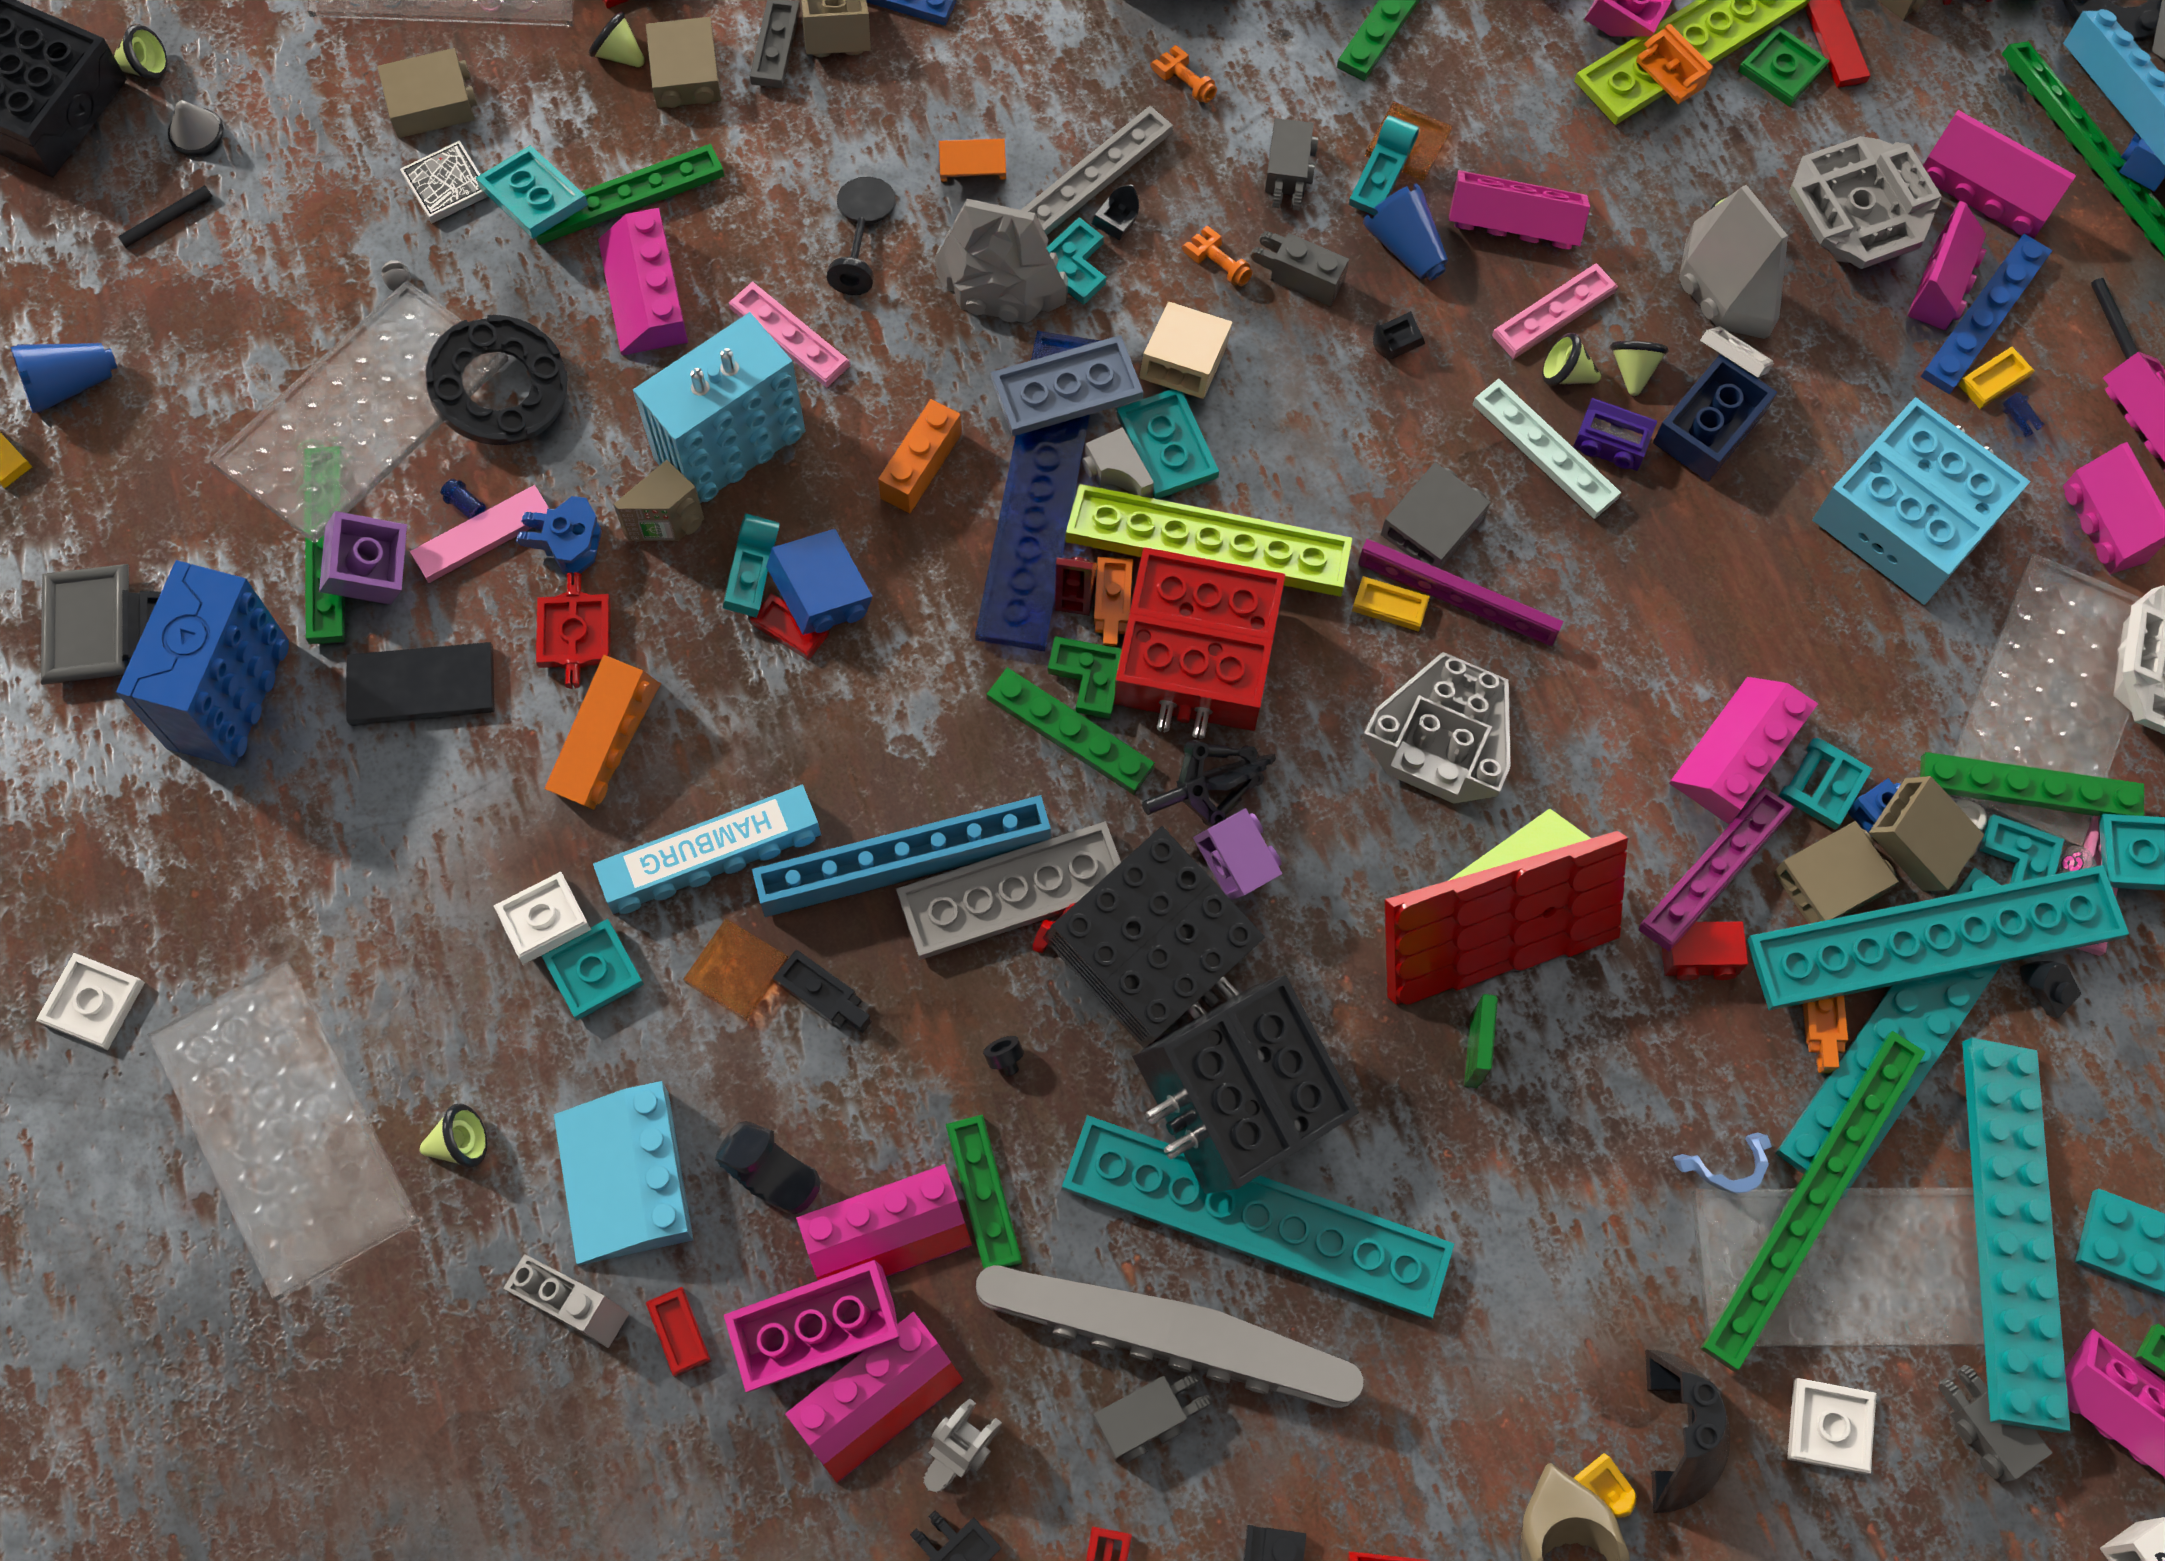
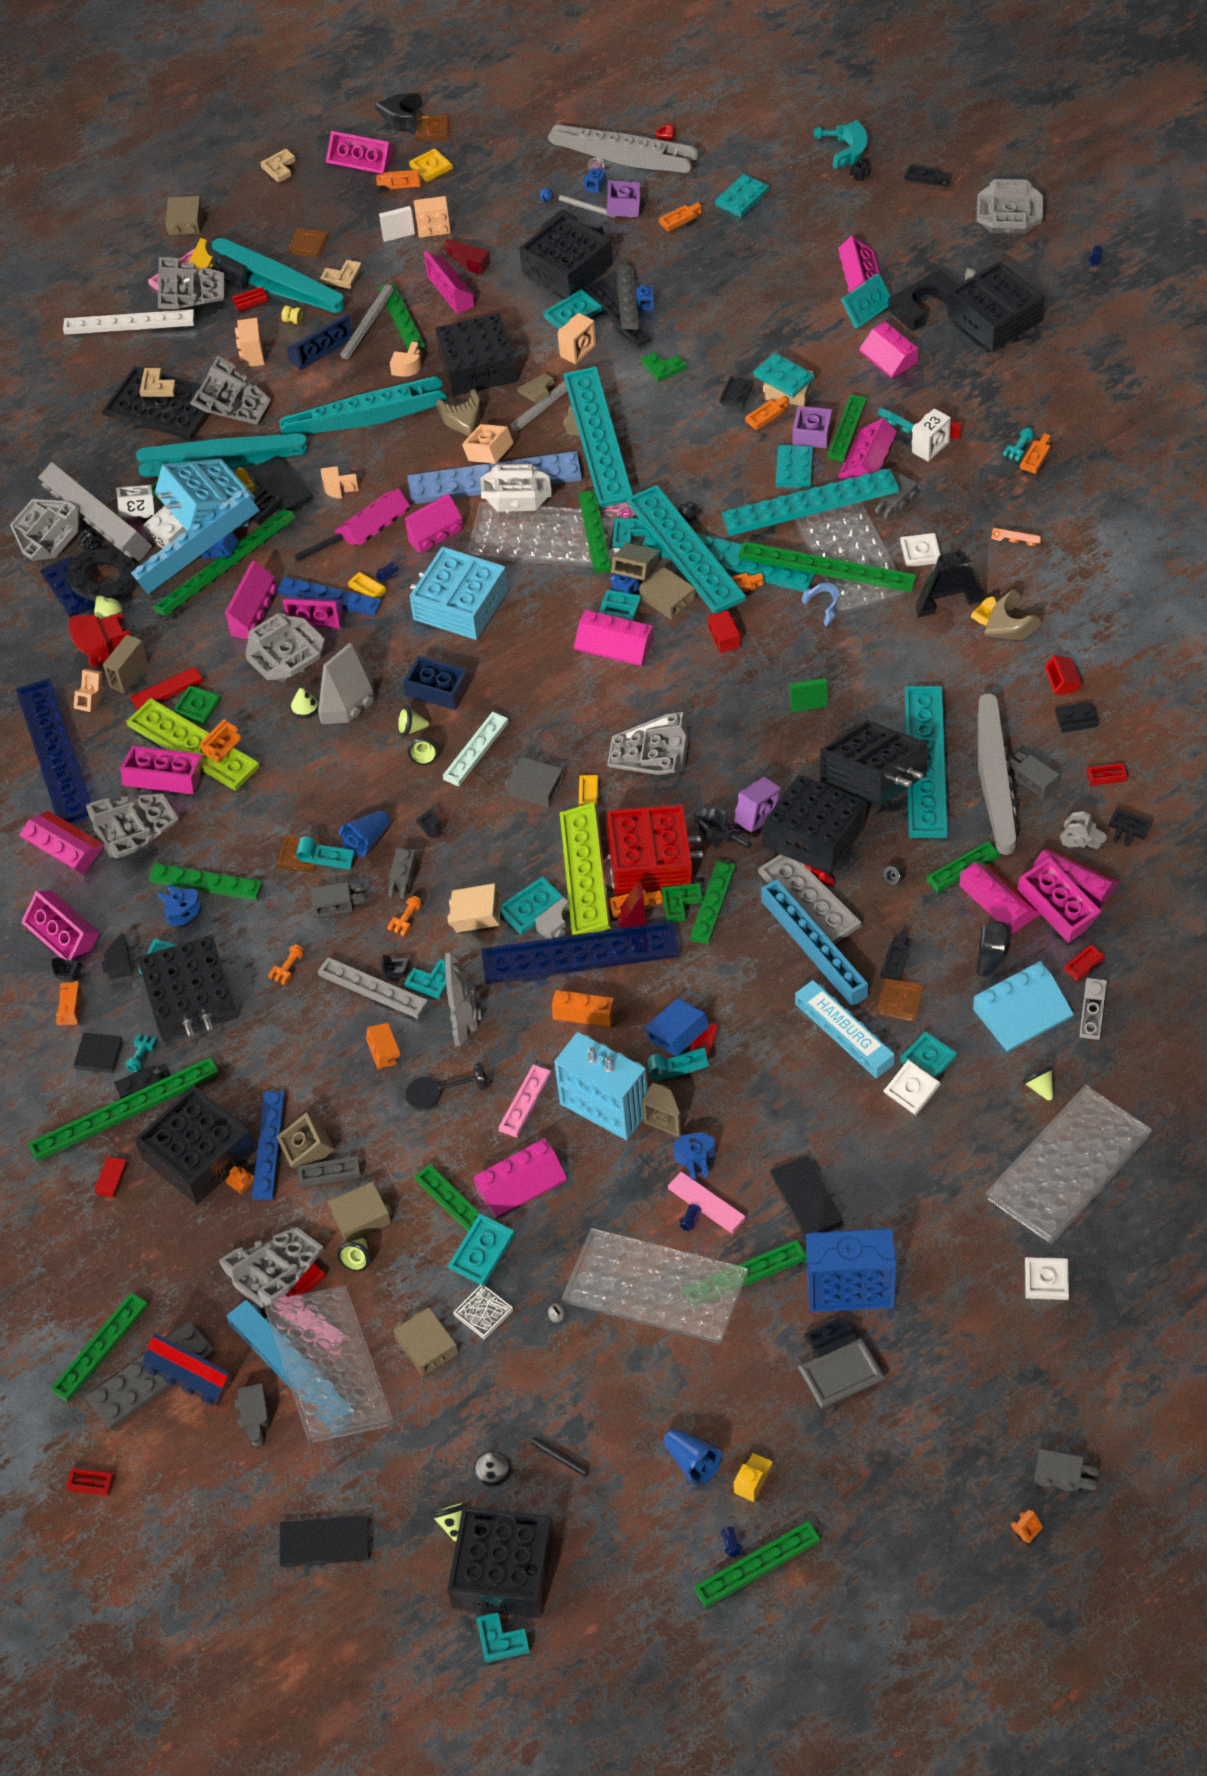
camera: 100 degrees left, 15 degrees down
(363, 558) = (750, 1239): medium lavender brick -> none
(504, 335) = (611, 1199): black plate -> none
(573, 630) = (748, 1134): red plate -> none
(602, 731) = (801, 1093): orange wedge -> none
(1066, 385) = (518, 951): sand blue plate -> none
(1460, 592) = (573, 762): magenta tile -> none
(1511, 909) = (726, 689): red piece -> none
(1519, 209) = (330, 792): dark pink slope -> none
(1554, 311) = (388, 766): bright pink tile -> none
(1614, 434) = (458, 723): dark purple window -> none
(1715, 869) = (688, 633): magenta tile -> none
(1737, 351) = (394, 680): white tile -> none

